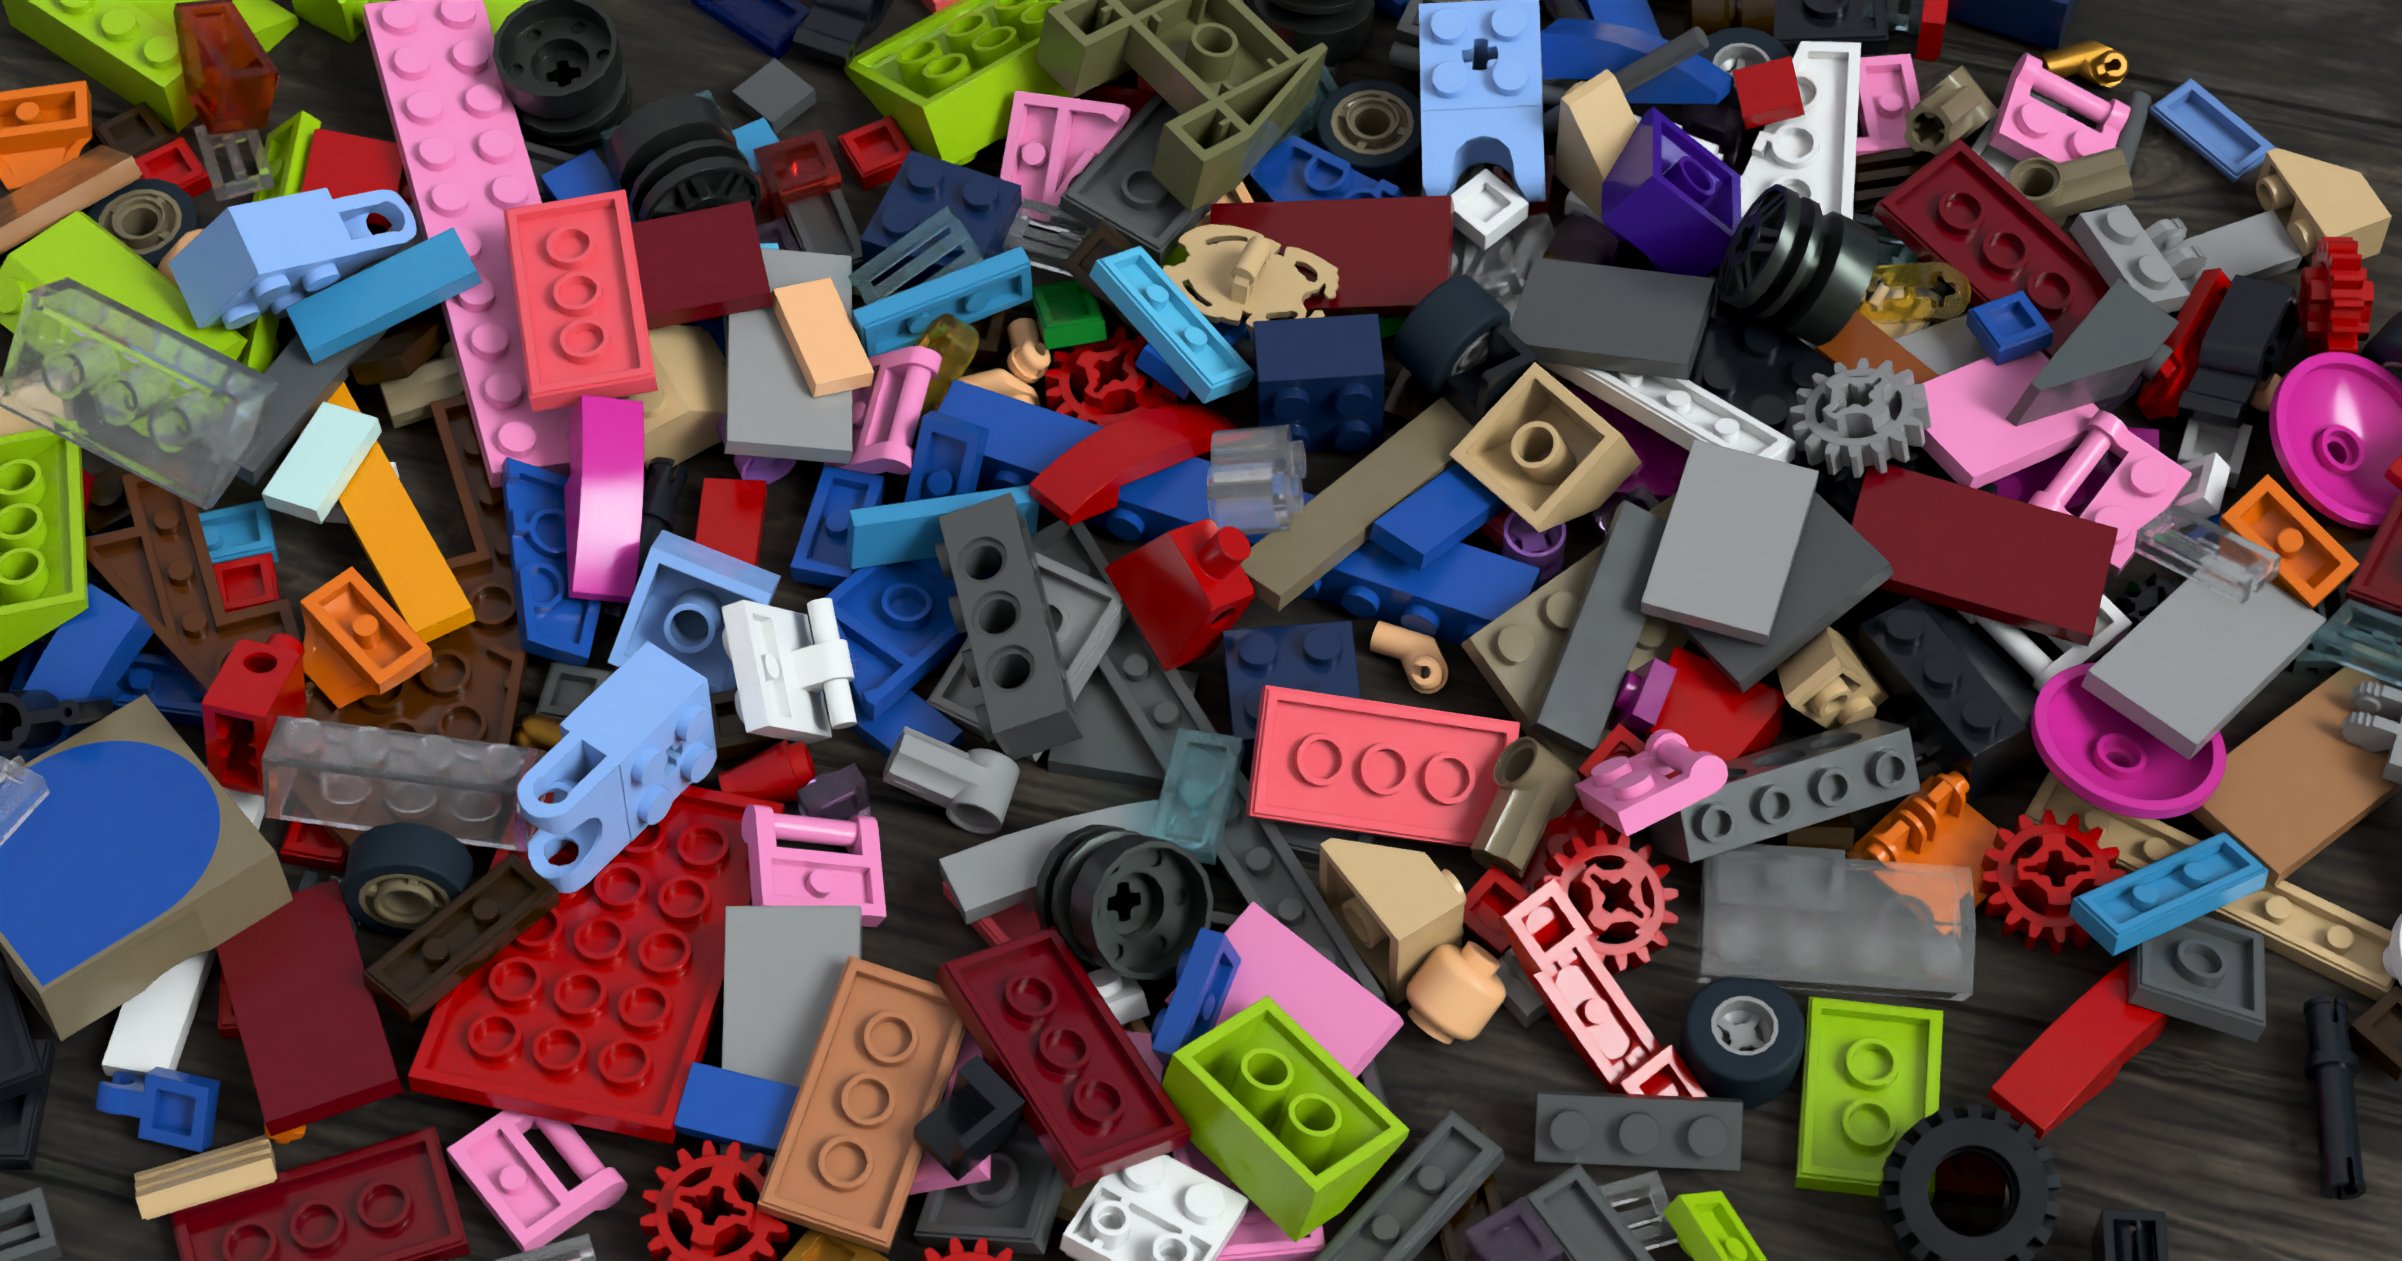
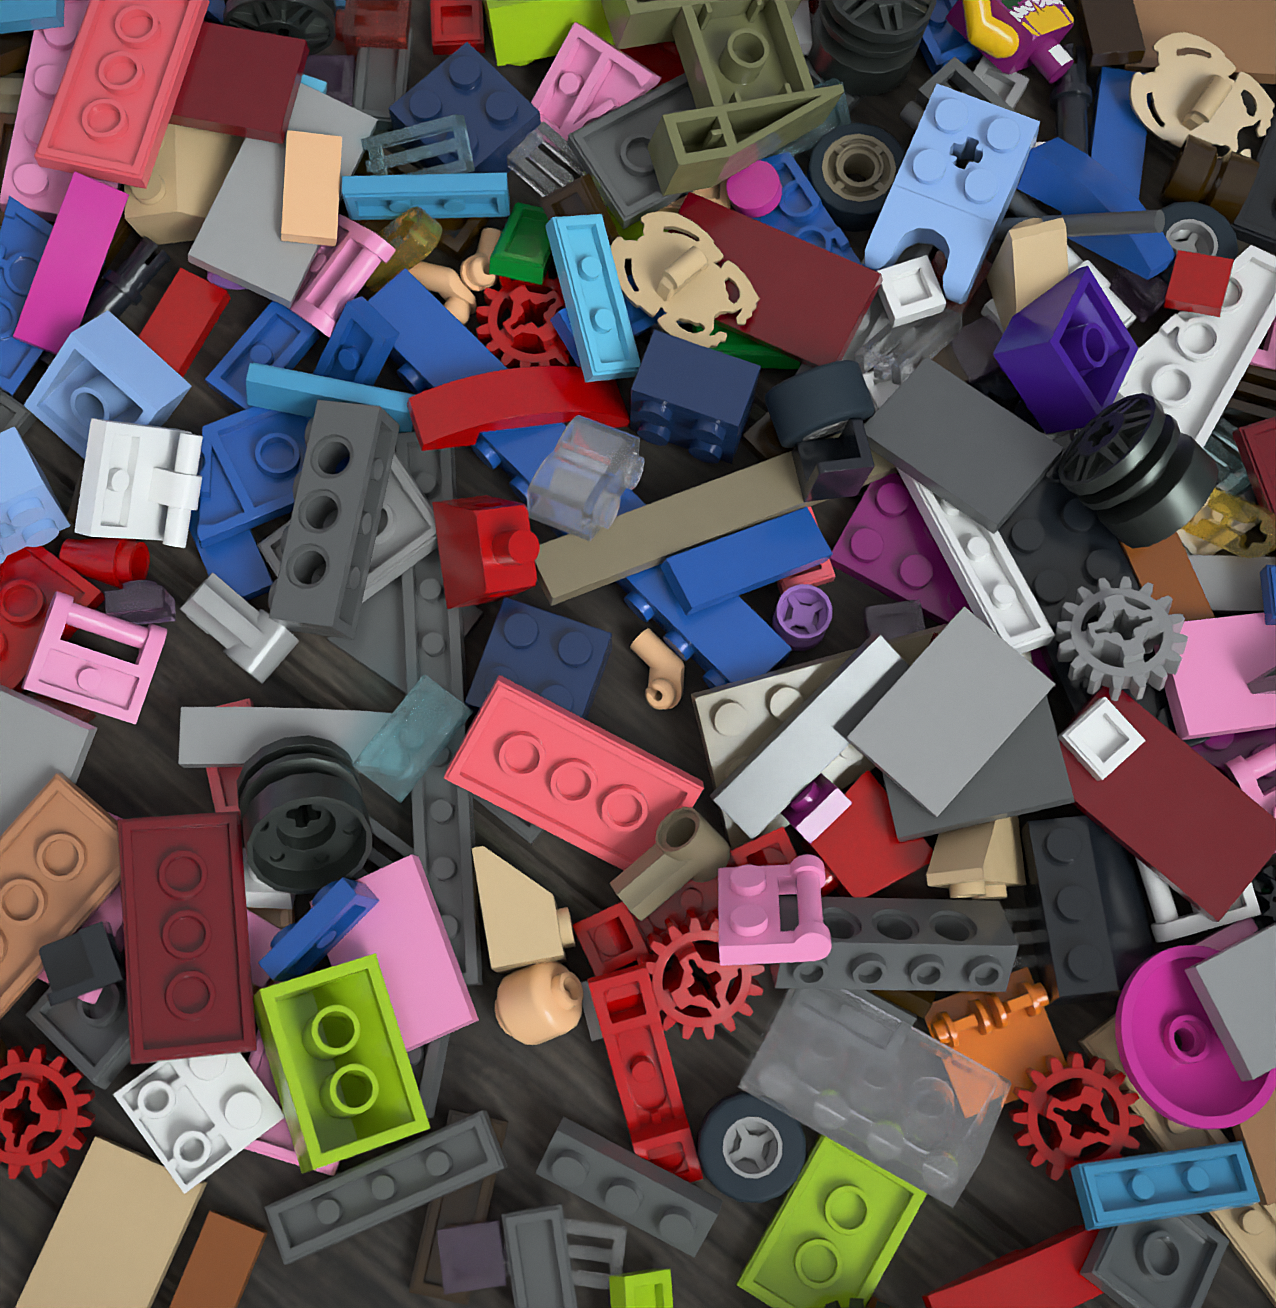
camera: 20 degrees right, 20 degrees up
(1277, 177) = (755, 190): none -> dark pink tile
(1546, 452) = (842, 549): tan slope -> none
(1890, 511) = (1101, 738): none -> white tile

